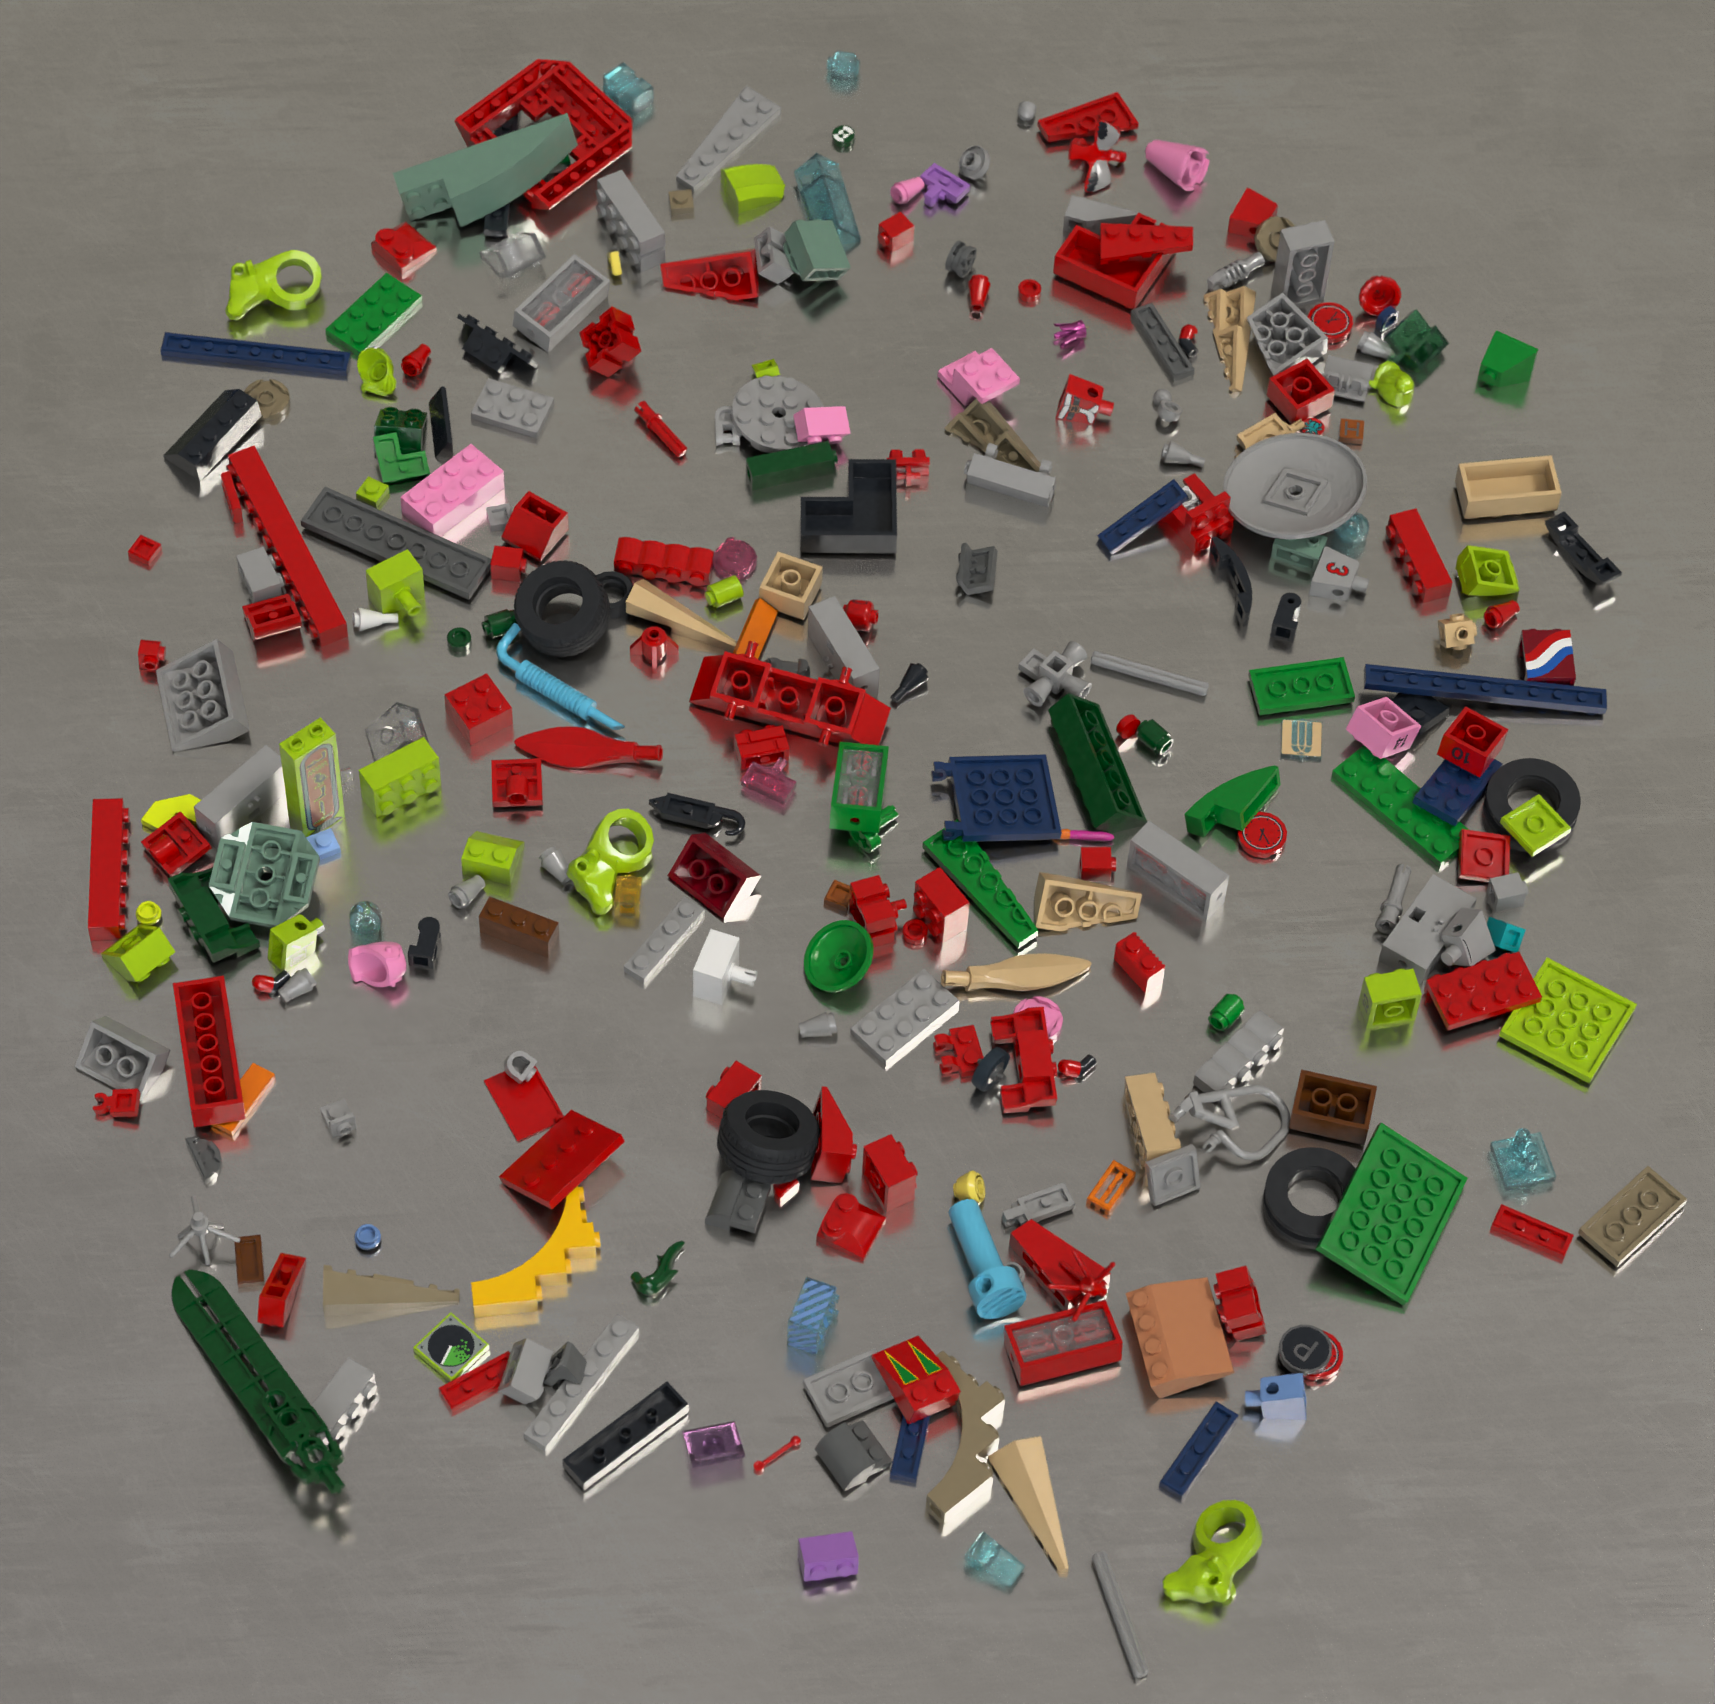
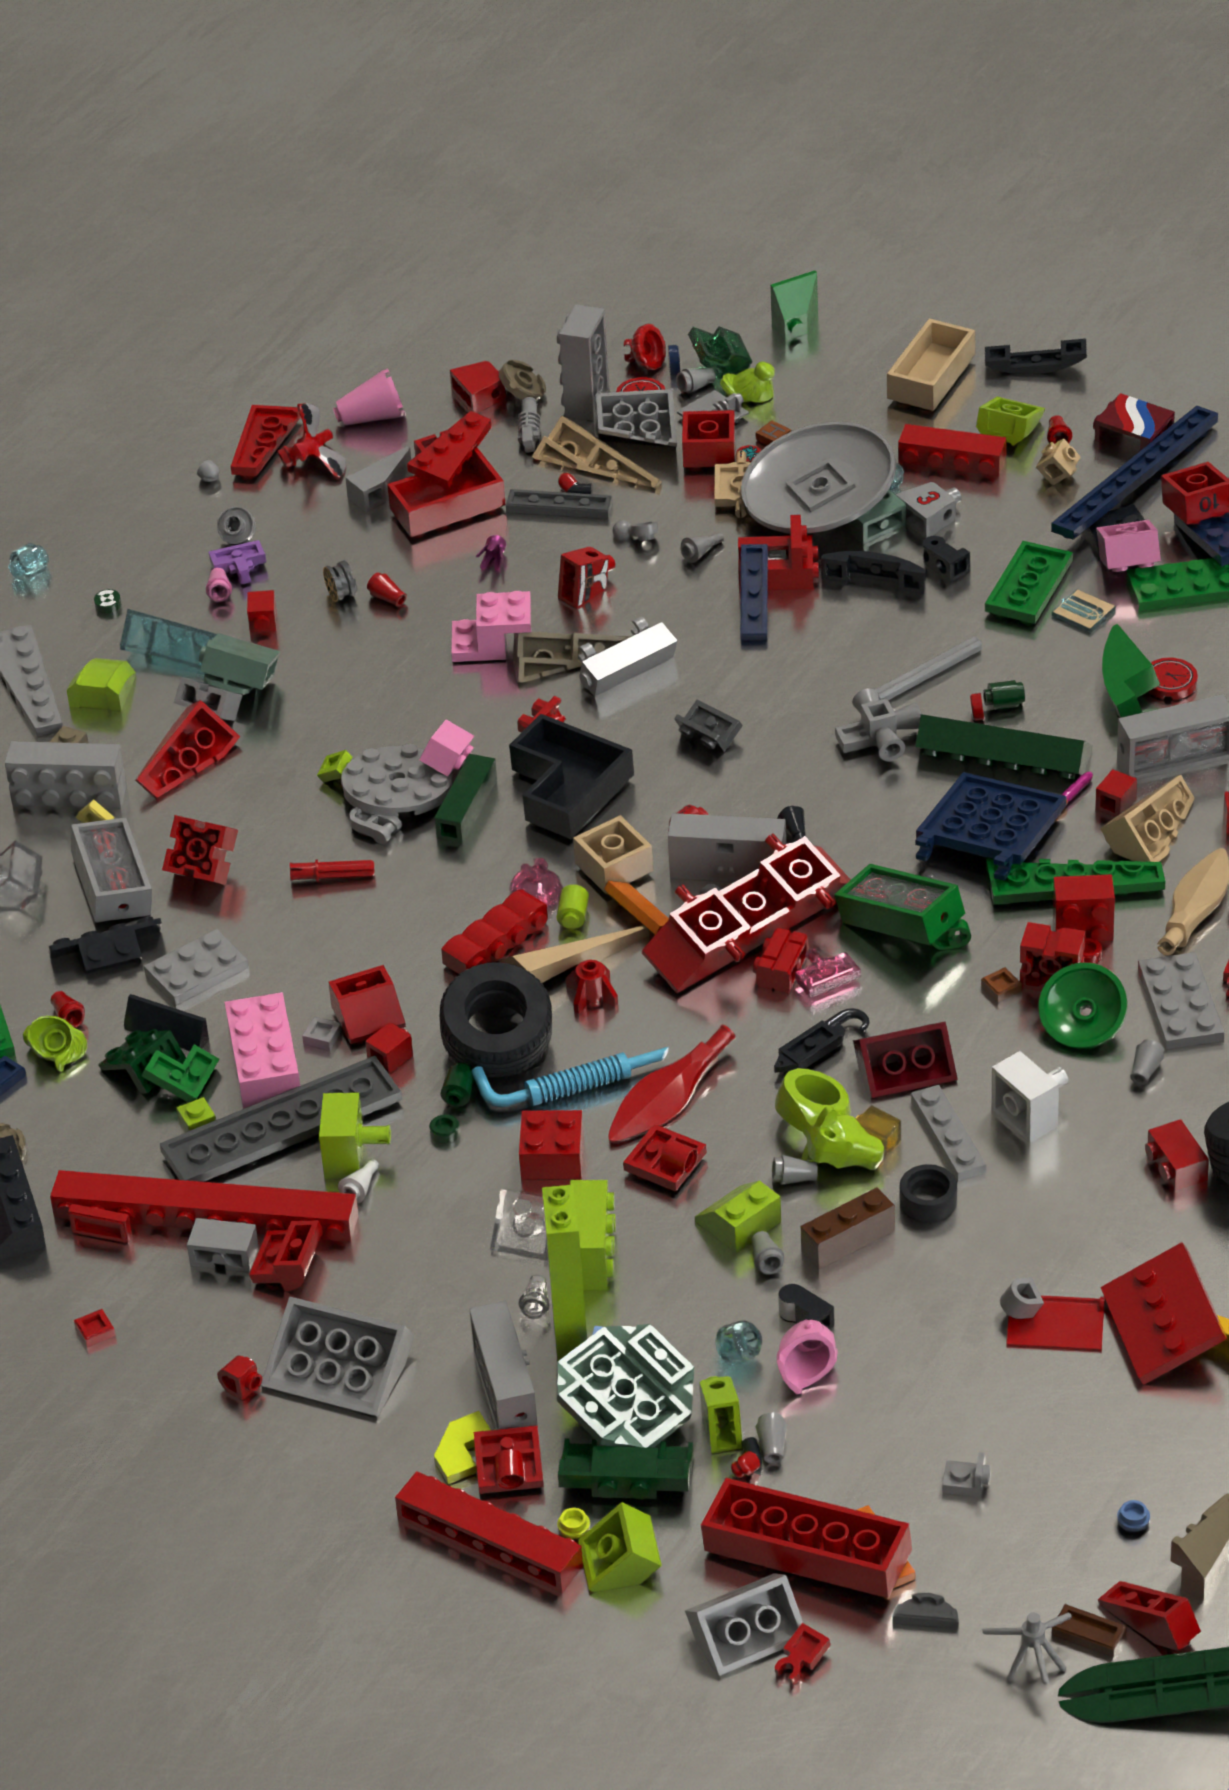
camera: 50 degrees left, 15 degrees down
(589, 941) = (928, 1209): none -> black tyre
(1029, 290) = (415, 560): red tile -> none

